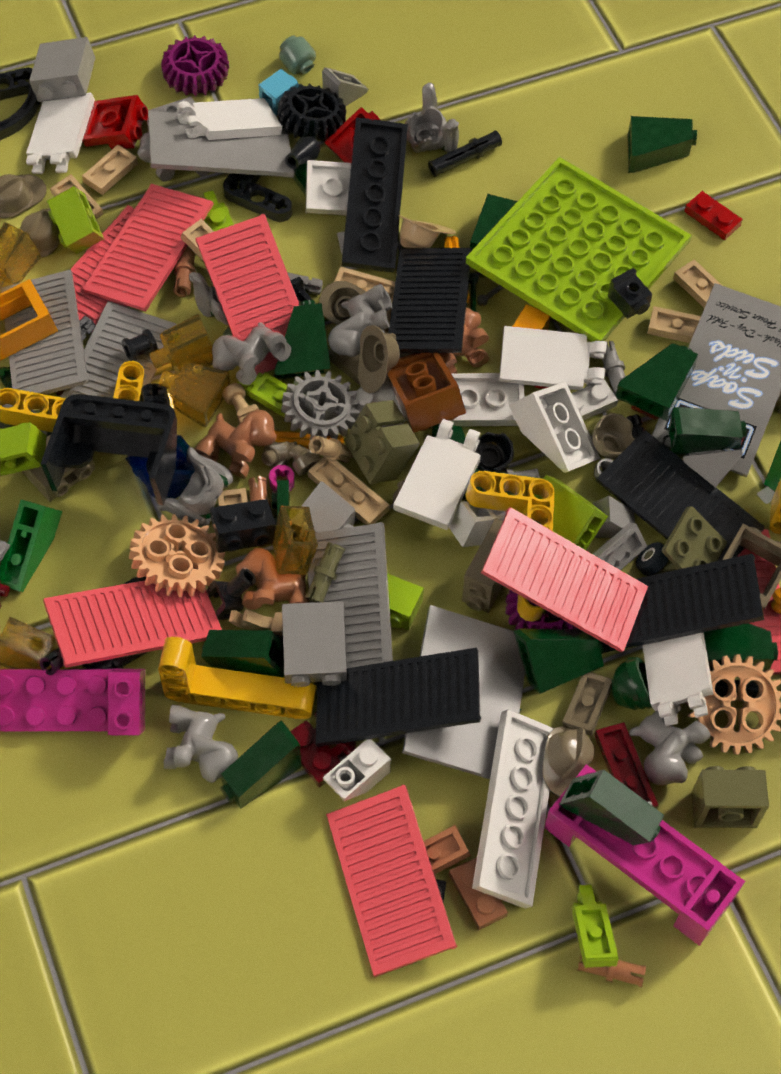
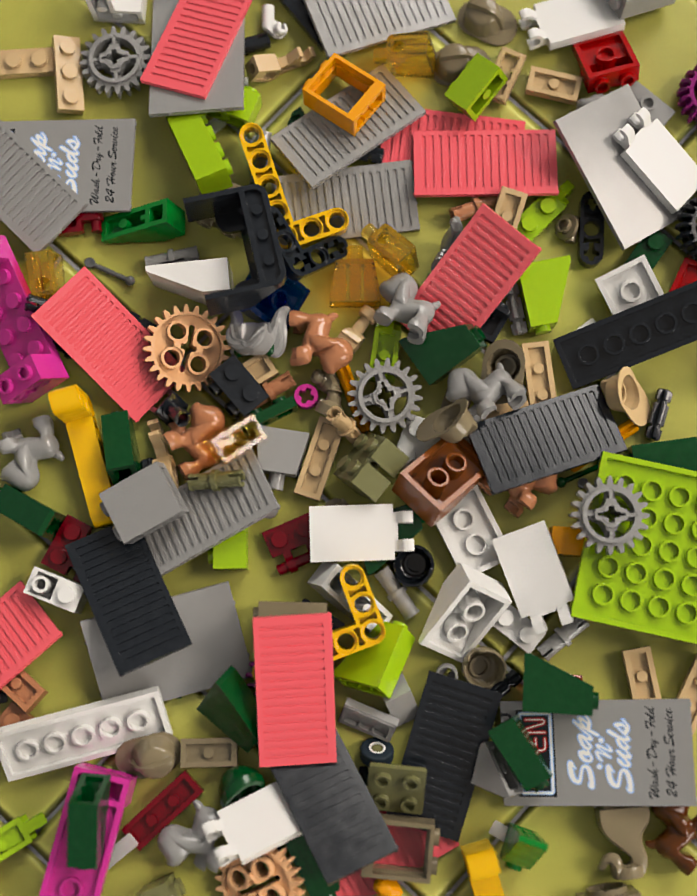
camera: 70 degrees right, 20 degrees up
(34, 614) = (90, 264): none -> dark grey hinge
(77, 536) = (172, 256): none -> light grey pin
(118, 513) = (193, 278): none -> white slope
(139, 345) = (374, 211): black bush -> none
(244, 210) = (567, 228): none -> dark tan plate
(300, 251) = (542, 293): none -> lime slope
(305, 149) = (654, 246): black cone -> none
(409, 547) = (287, 537): none -> dark red plate
(451, 219) = (658, 414): none -> black axle
(526, 264) = (609, 503): none -> light grey gear
(629, 294) = (619, 628): black brick -> none

